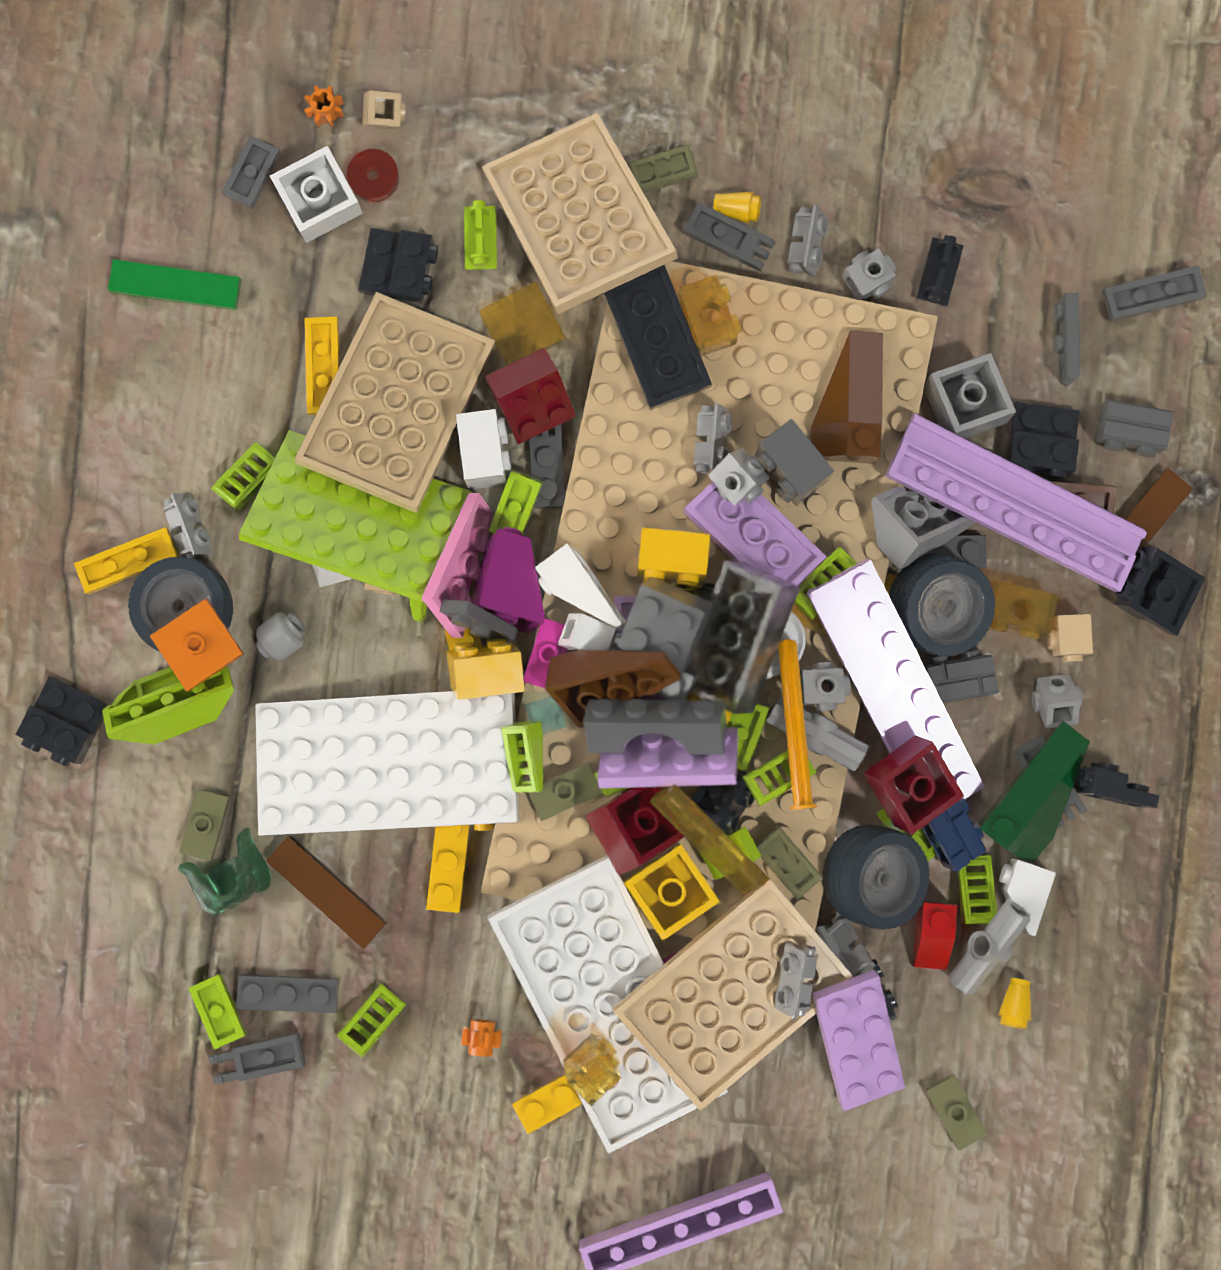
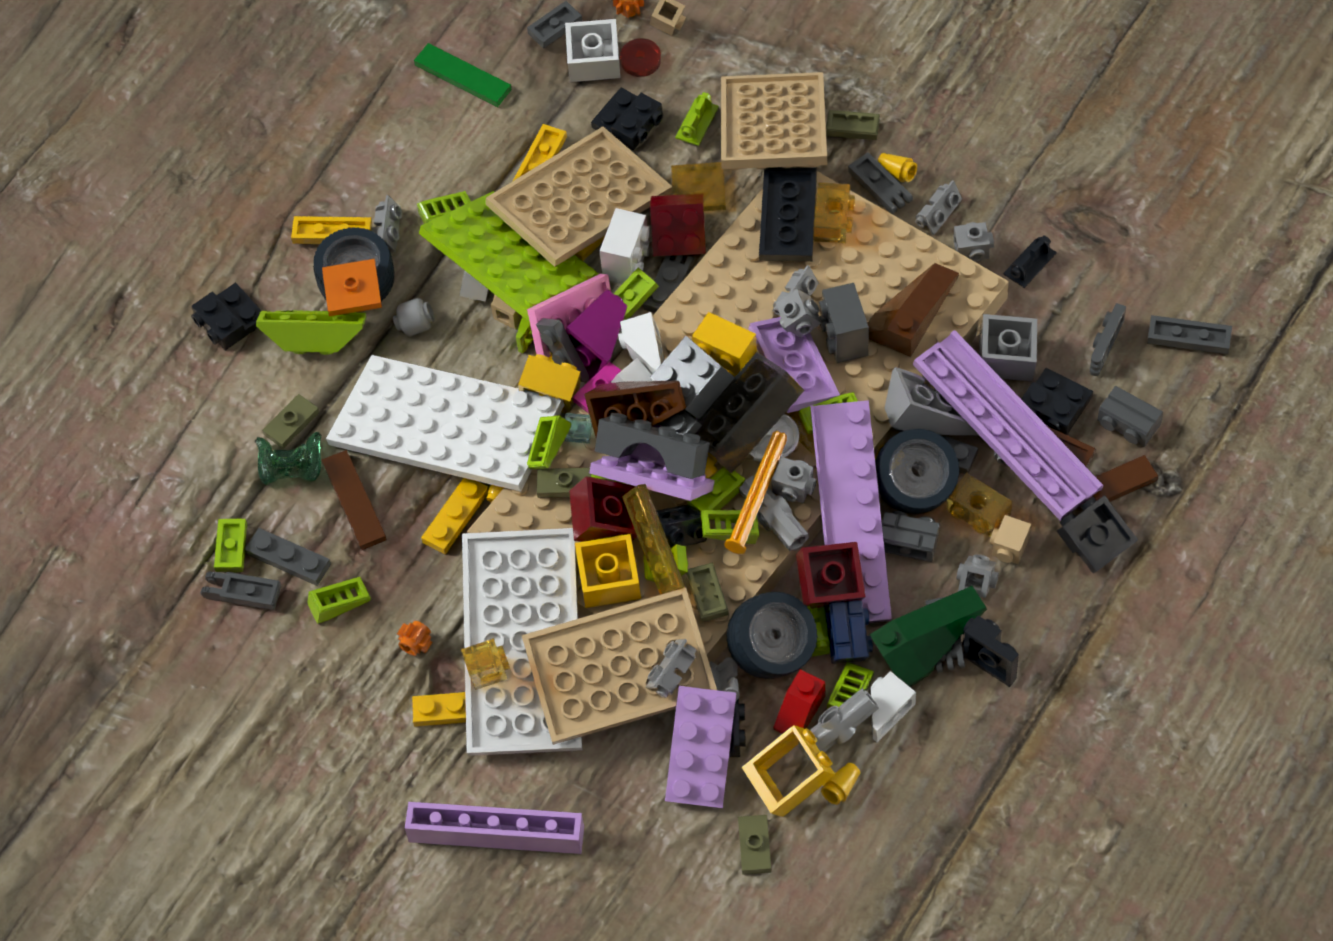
camera: 30 degrees right, 25 degrees down
(949, 1050) = (757, 770): none -> yellow window

